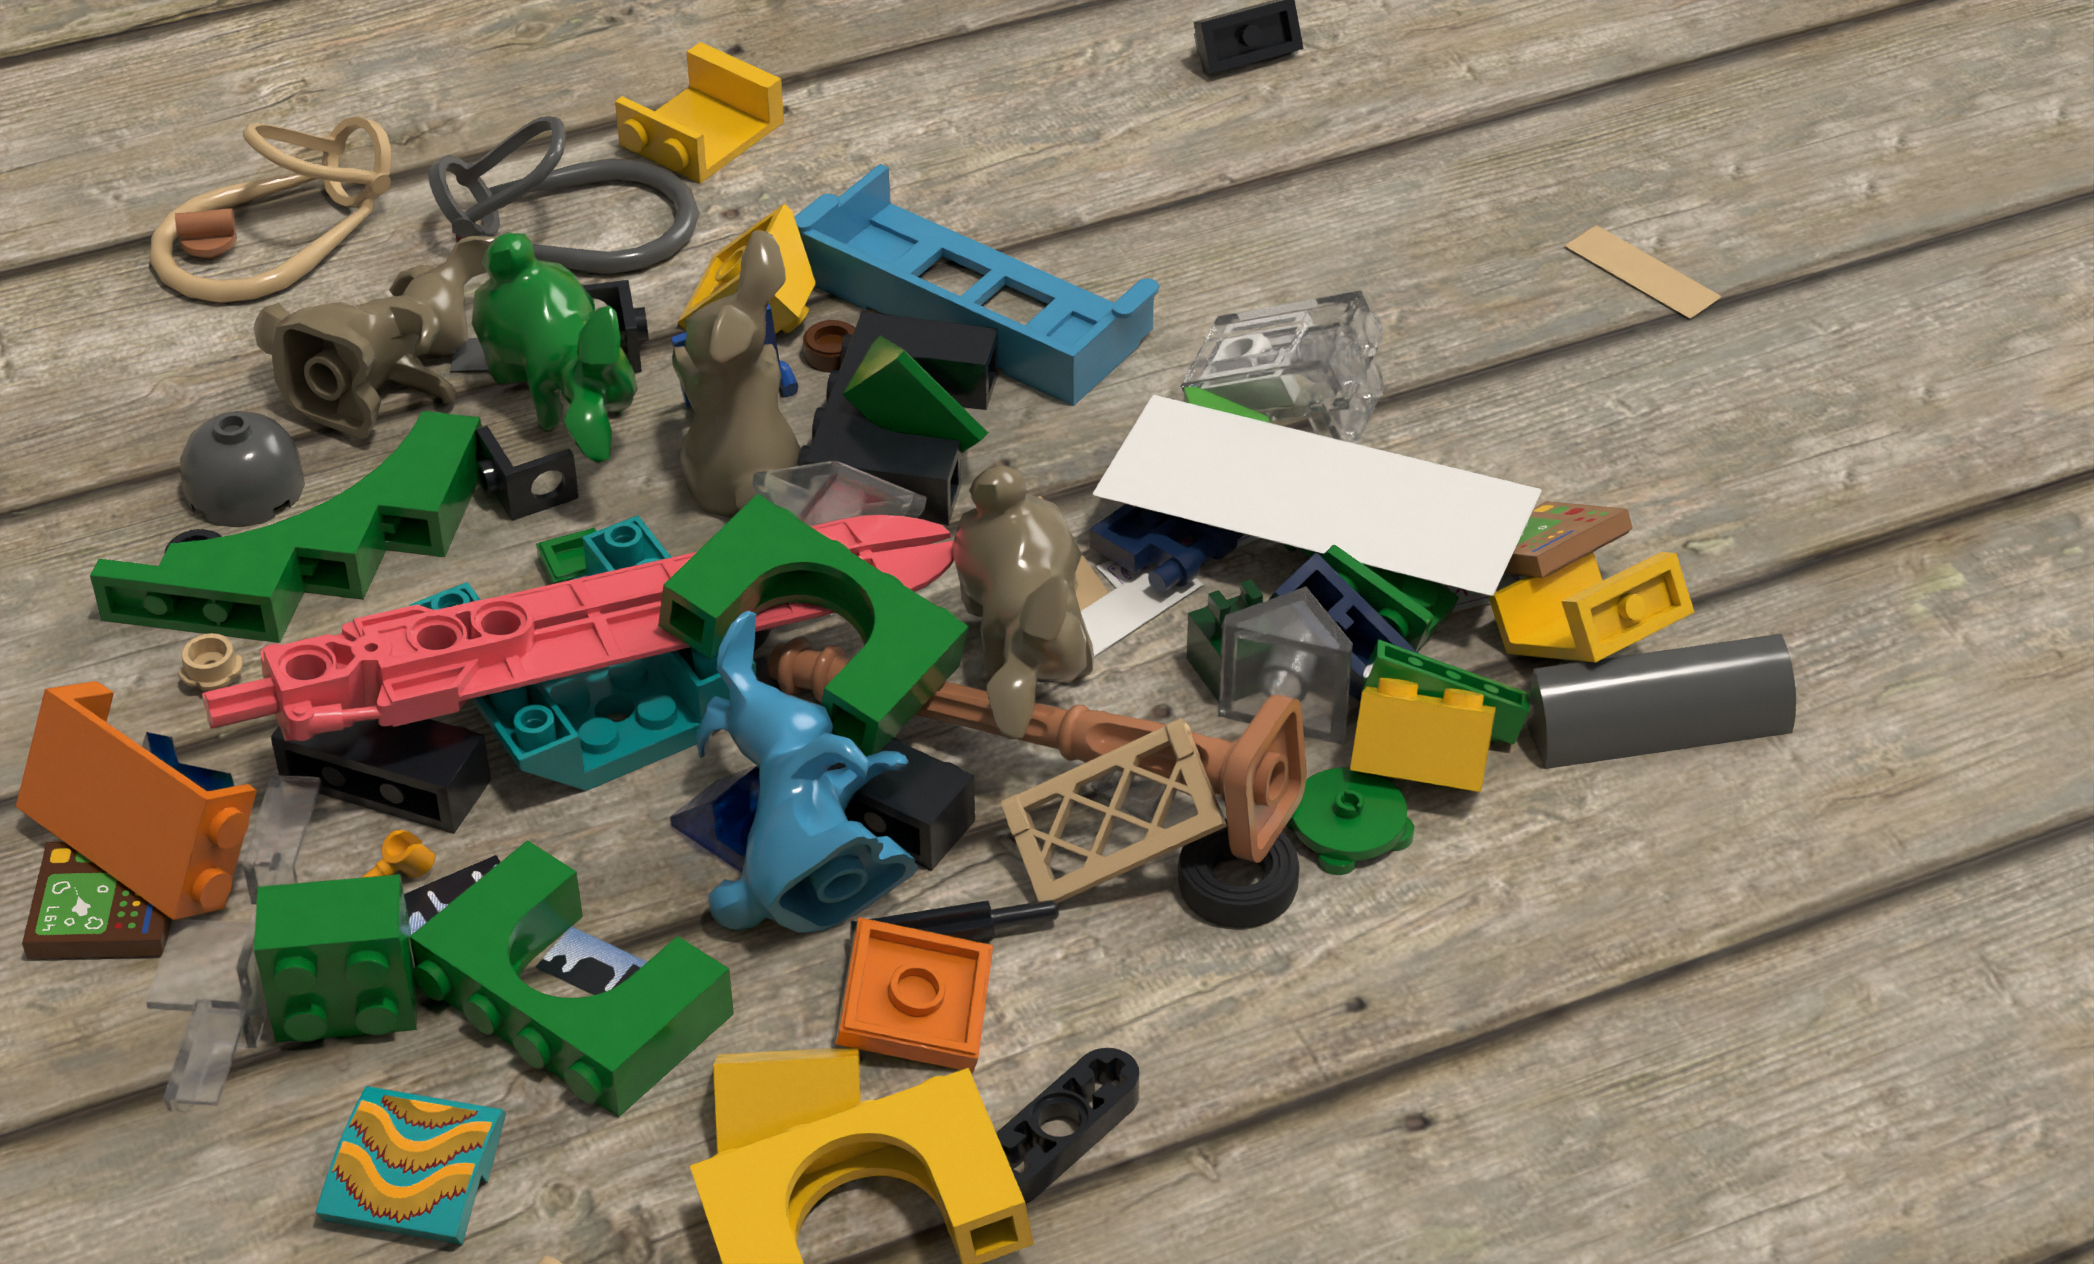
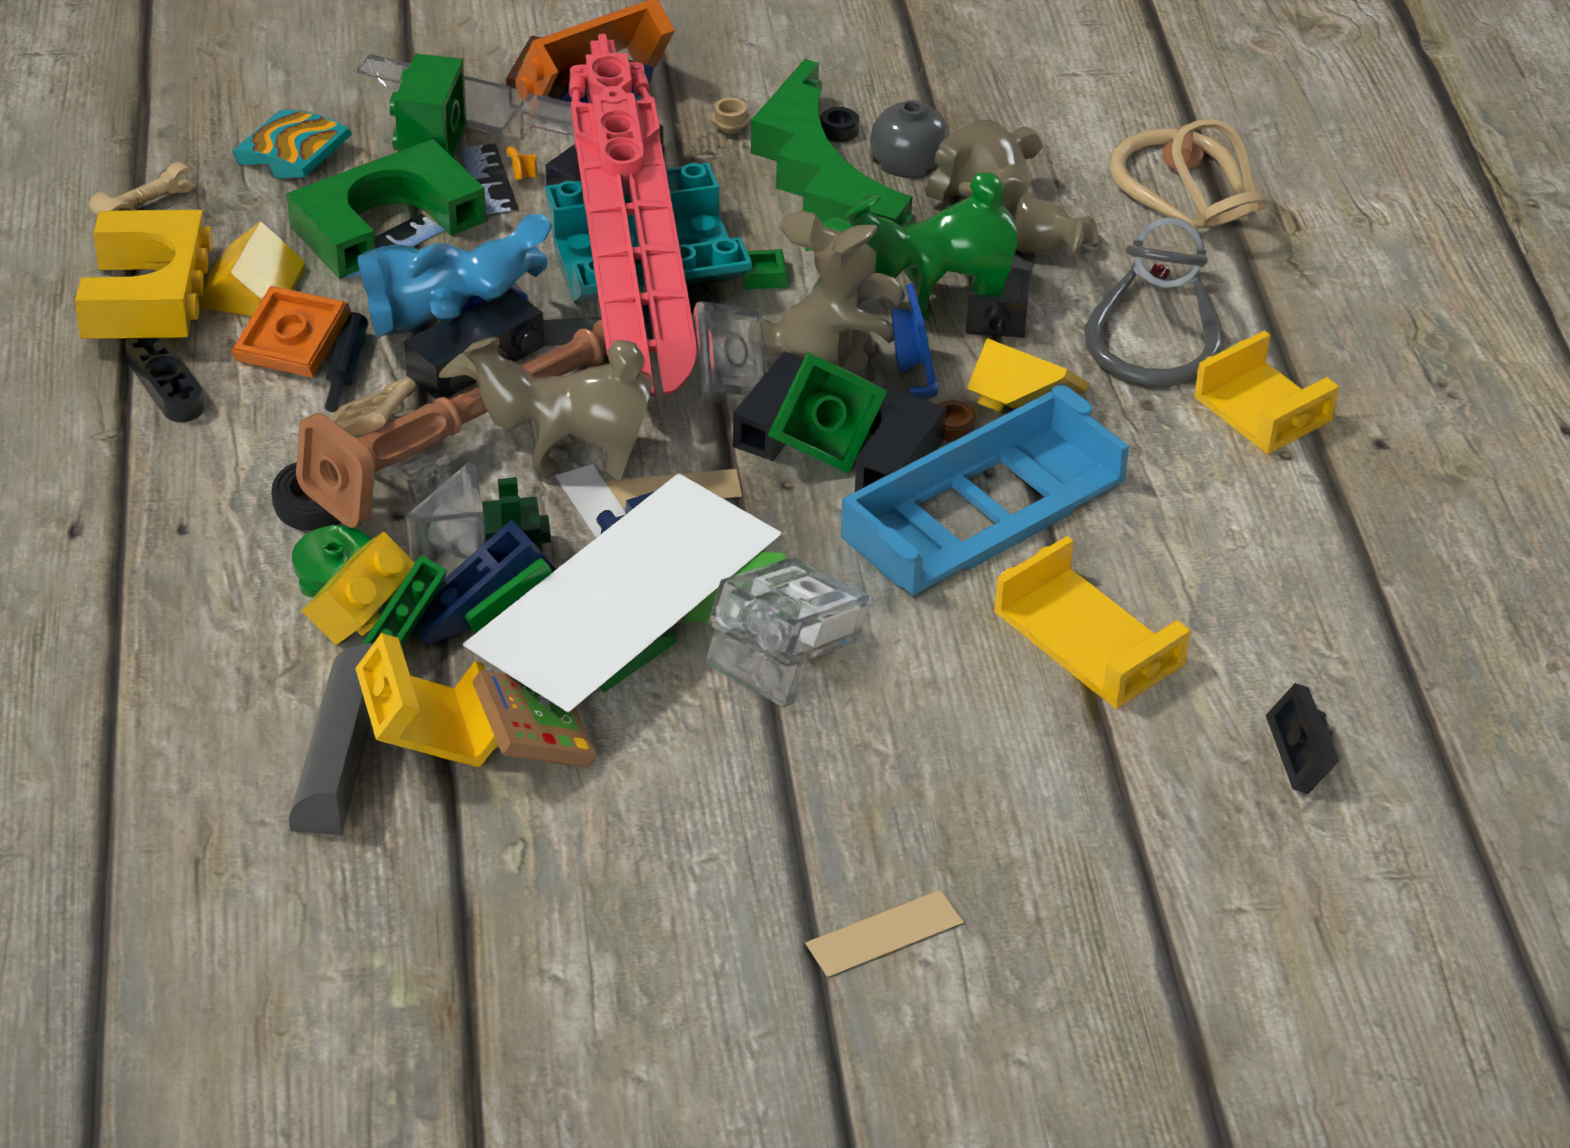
camera: 105 degrees right, 0 degrees up
(776, 559) = (547, 331): green arch -> none
(1155, 189) = (1086, 628): none -> yellow panel

